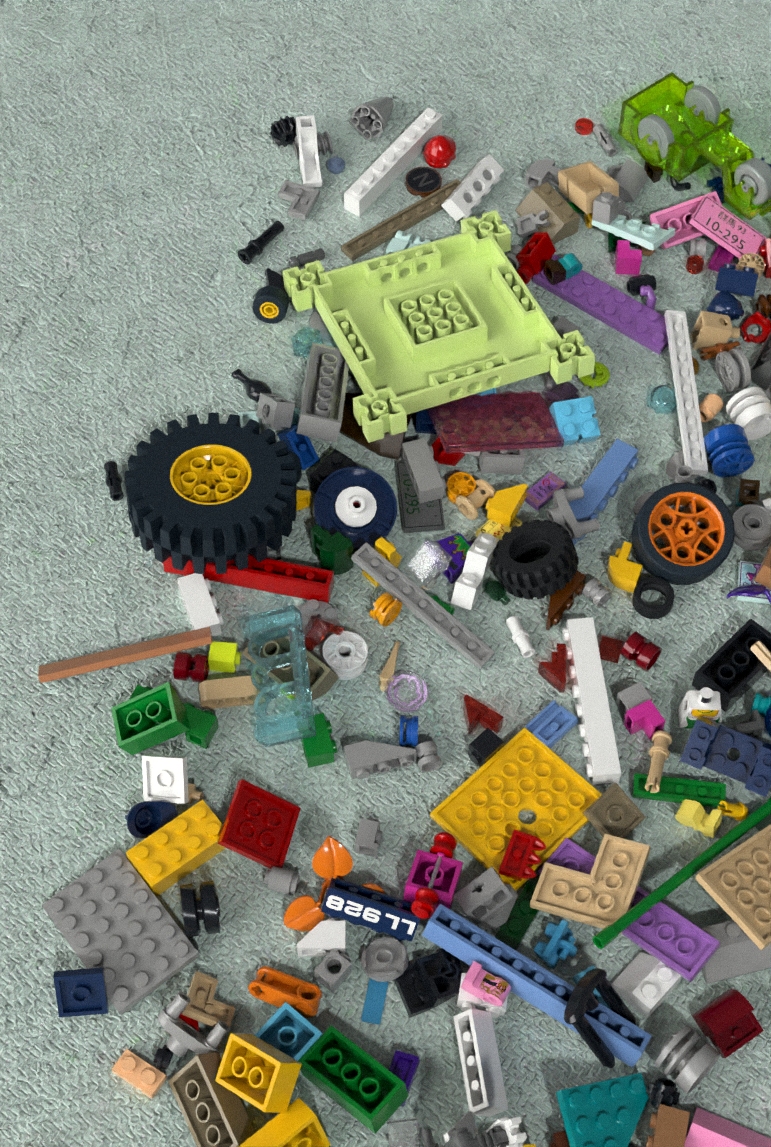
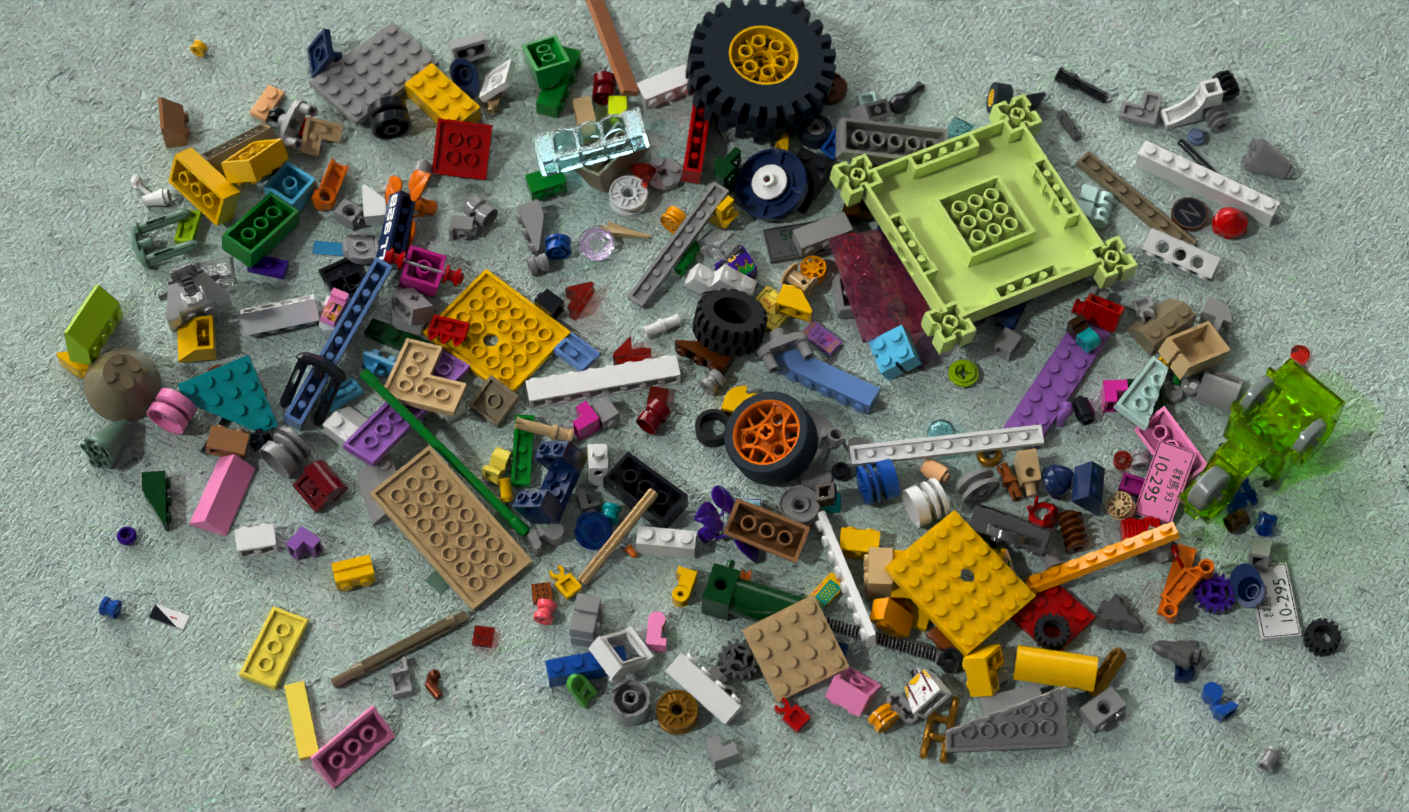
camera: 85 degrees right, 5 degrees up
(105, 811) = (469, 47): none -> light grey brick
(348, 813) = (483, 212): none -> light grey wheel
(357, 169) = (1194, 155): none -> black bar
(605, 208) = (1159, 361): light grey brick -> none

